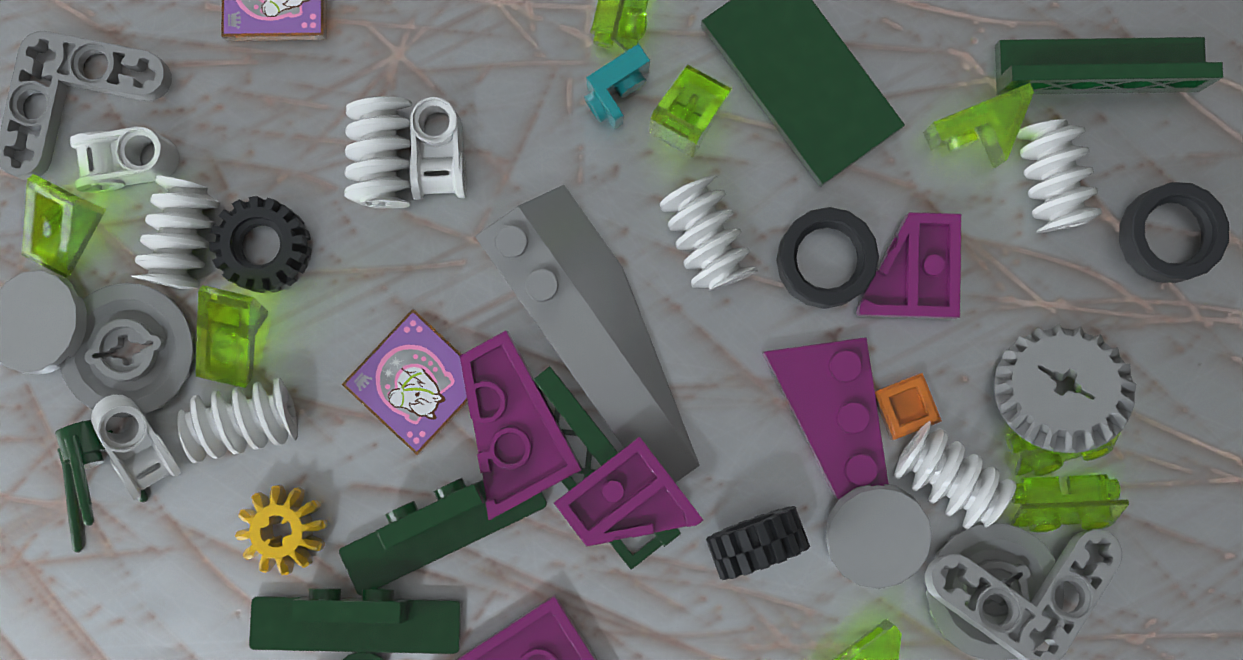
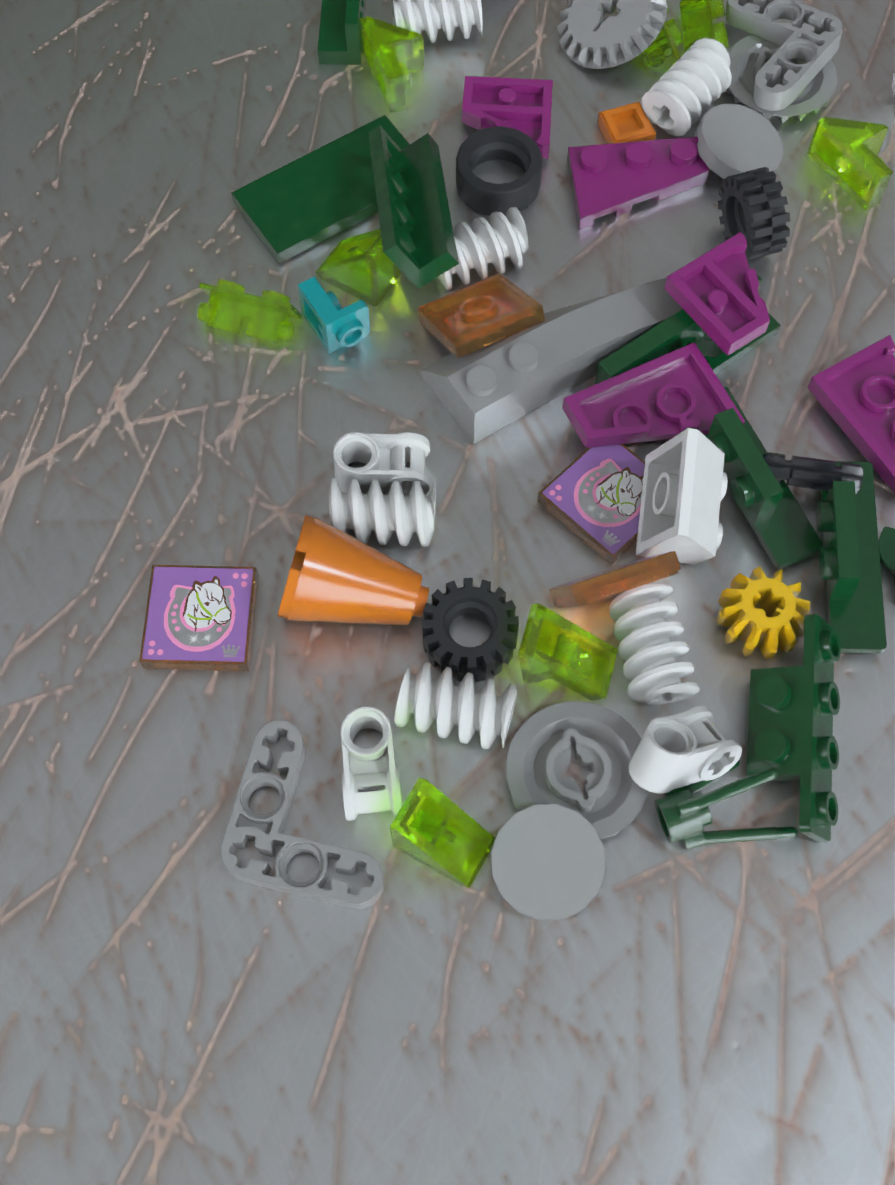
camera: 90 degrees left, 20 degrees down
(165, 554) = (794, 726): none -> dark green bracket
(295, 378) = (615, 580): none -> clear orange tile
(296, 123) = (348, 581): none -> orange cone
(380, 450) = (682, 499): none -> white slope
(434, 586) = (812, 472): none -> black axle
(618, 242) = (480, 315): none -> clear orange tile
(734, 165) = (413, 207): none -> dark green fence

